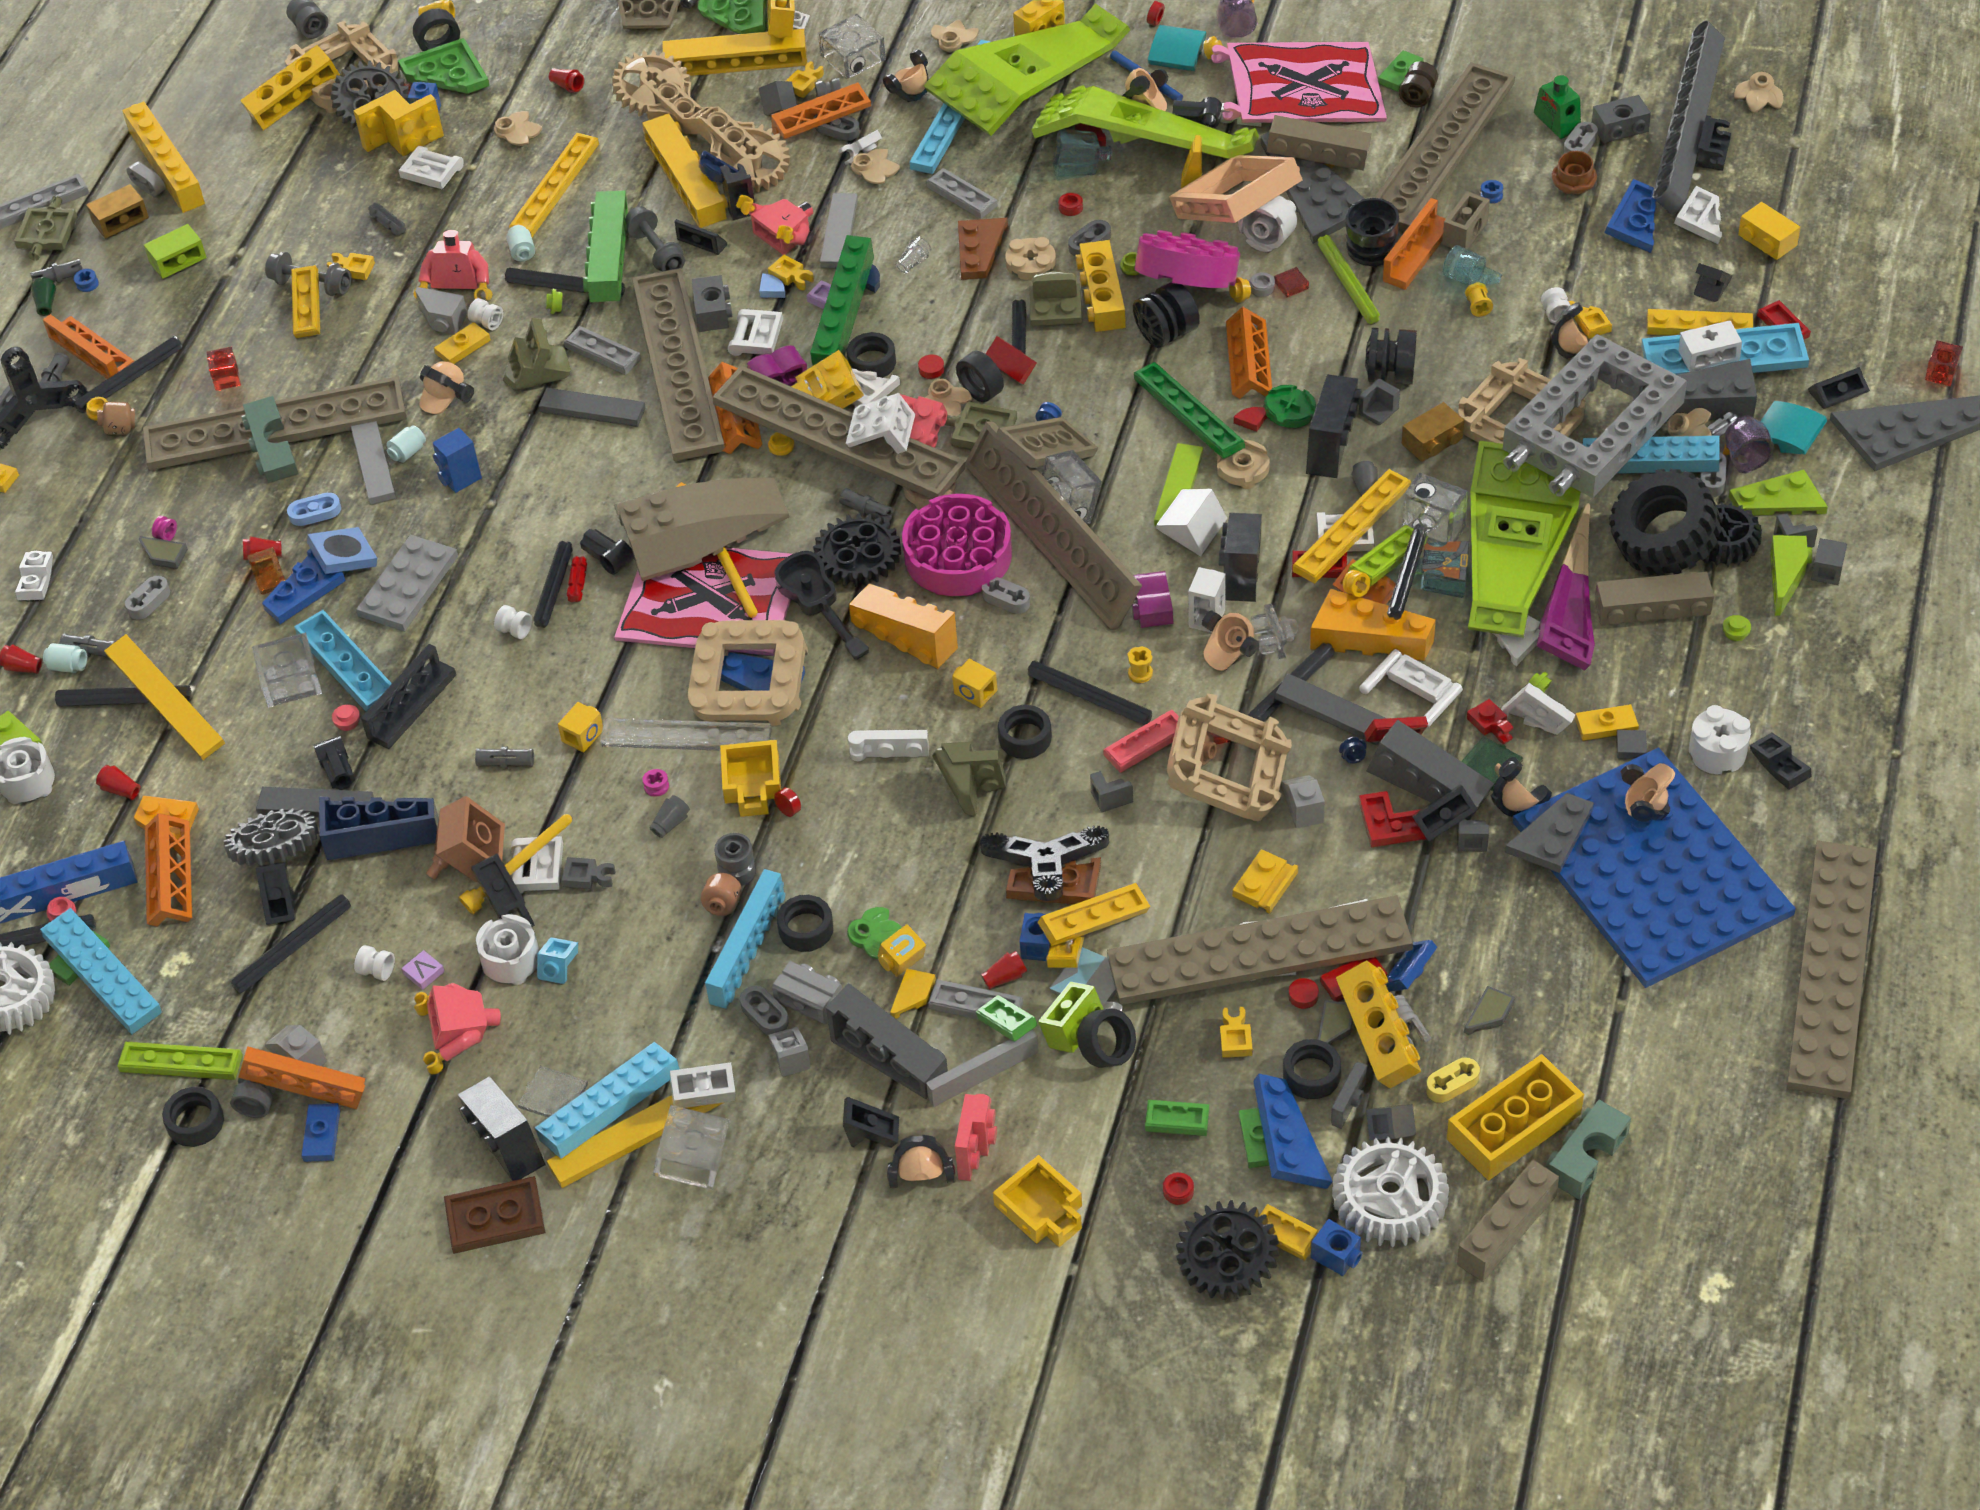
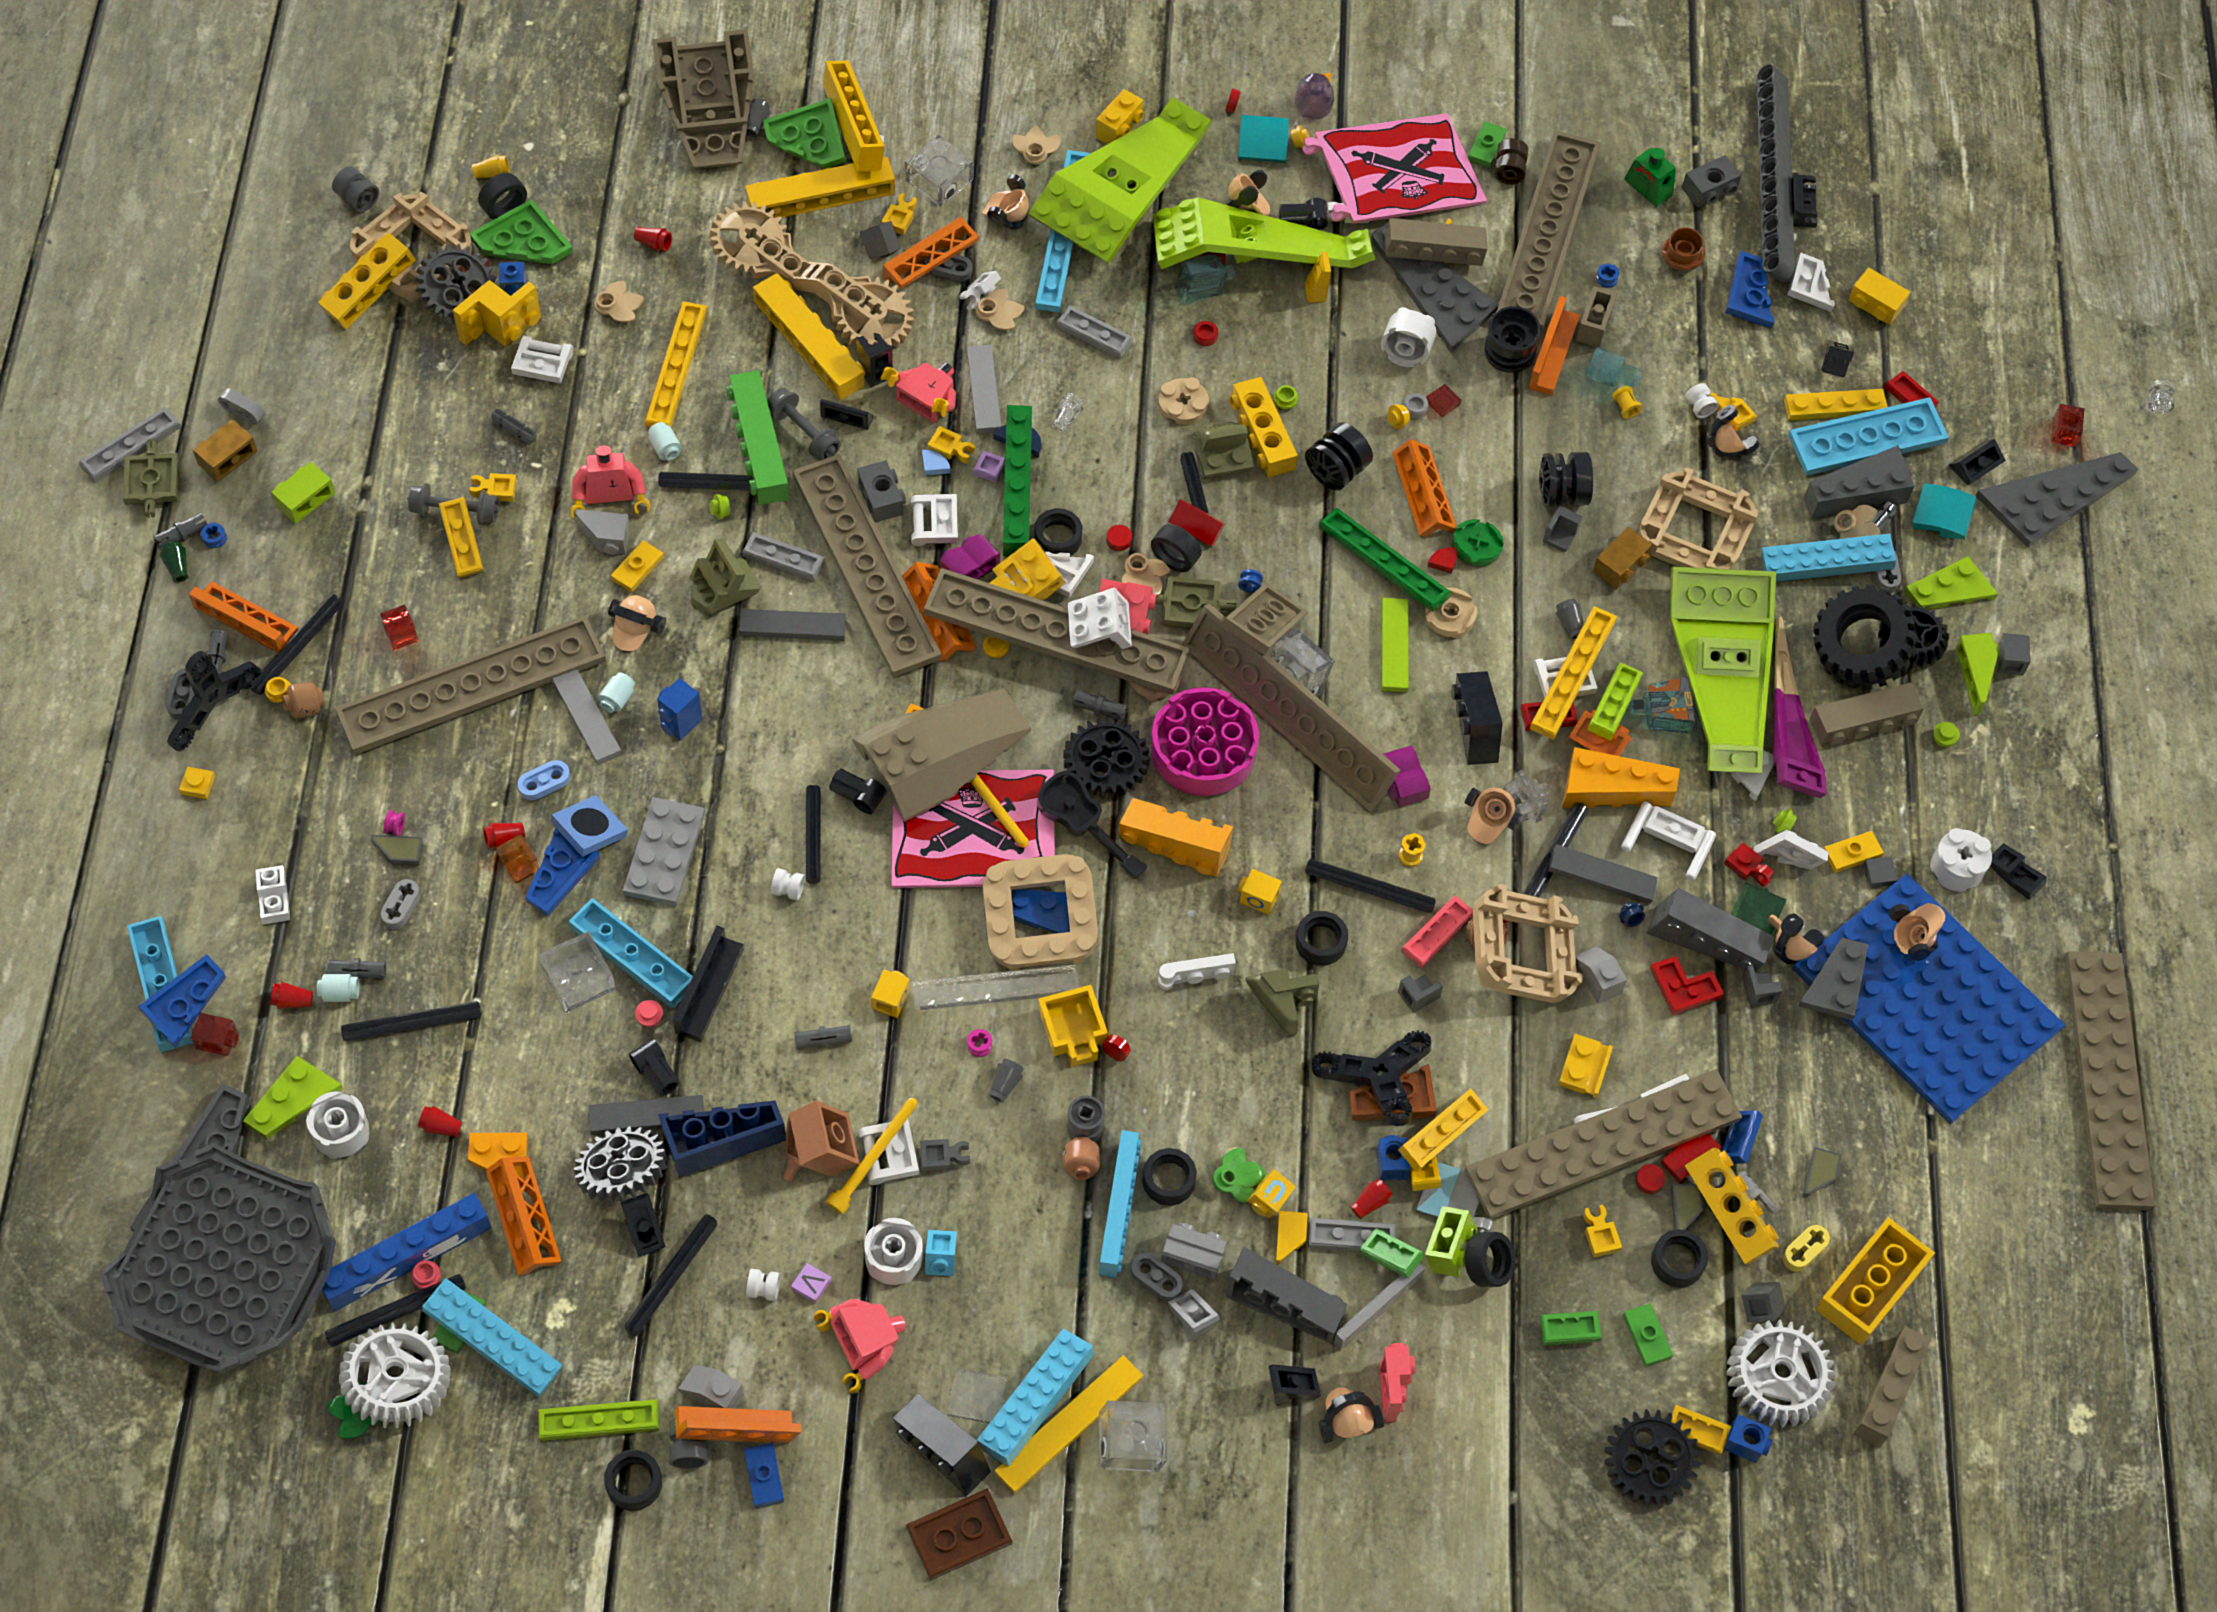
camera: 20 degrees left, 10 degrees up
(163, 157) = (253, 377): yellow brick -> none
(164, 697) = (458, 1019): yellow tile -> none
(275, 458) = (486, 730): sand green arch -> none
(487, 314) = (654, 530): white wheel -> none
(500, 888) = (869, 1189): black hinge -> none
(577, 579) = (835, 825): red axle -> none
(702, 1085) = (1128, 1372): white brick -> none
(711, 165) = (846, 335): dark blue plate -> none
(824, 88) = (928, 226): dark grey wheel -> none
(978, 245) = (1127, 391): dark orange wing -> none
(1005, 595) = (1262, 789): light grey beam -> none
(1041, 1202) = (1471, 1438): yellow piece -> none
(1092, 232) = (1234, 373): dark grey plate -> none
(1130, 66) = (1234, 171): blue bar -> none
(1178, 1188) = (1588, 1399): red tile -> none
(1187, 259) = (1348, 396): dark pink brick -> none
(1193, 519) = (1420, 682): white slope -> none
(1204, 595) = (1460, 773): white brick -> none
(1205, 198) = (1328, 325): light nougat window -> none
(1286, 1135) = (1678, 1336): blue wing -> none
(1332, 425) = (1527, 560): black wedge -> none
(1348, 279) = (1497, 391): lime axle -> none
(1350, 1095) = (1721, 1280): dark grey plate -> none
(1362, 585) = (1600, 741): yellow bush -> none
(1380, 727) = (1662, 891): red tile -> none
(1406, 574) = (1642, 723): black axle -> none
(1435, 508) = (1649, 646): clear brick -> none
(1444, 812) = (1737, 974): black slope -> none
(1532, 435) = (1758, 579): light grey brick -> none
(1584, 142) = (1681, 210): light grey beam -> none
(1598, 1129) = (1950, 1279): sand green arch -> none
(1710, 346) = (1858, 435): white brick -> none
(1752, 440) = (1914, 532): clear purple piece -> none
(1759, 94) = (1831, 139): tan plate -> none
(1785, 527) = (1968, 625): dark grey panel -> none

